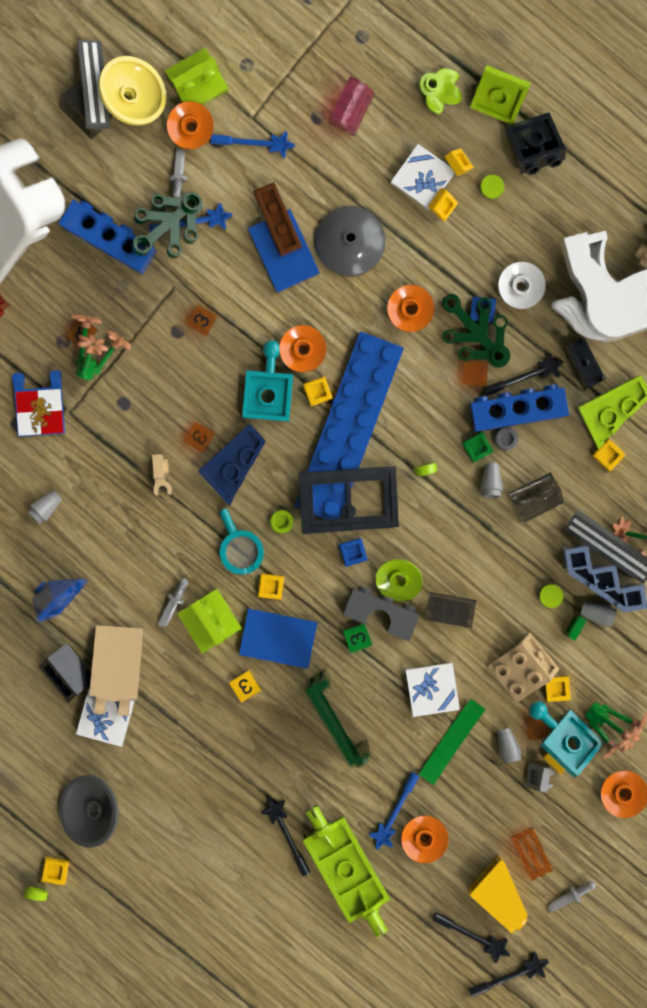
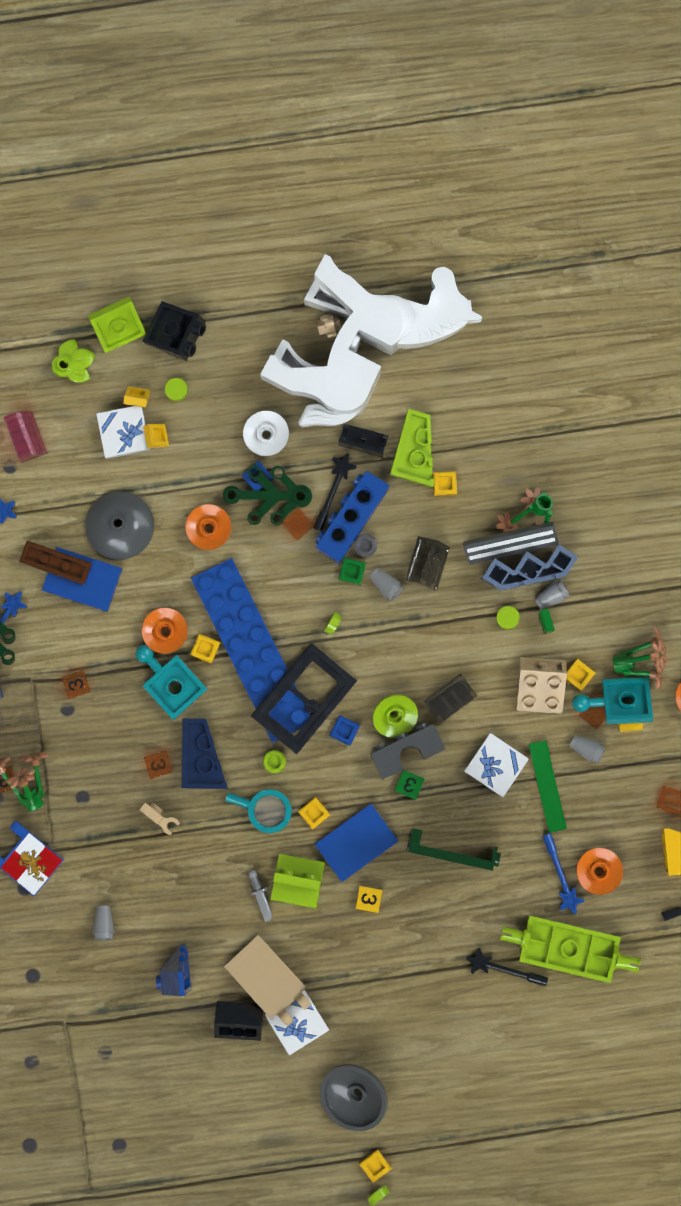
camera: 45 degrees left, 5 degrees down
(538, 777) = (630, 747): light grey tile -> none

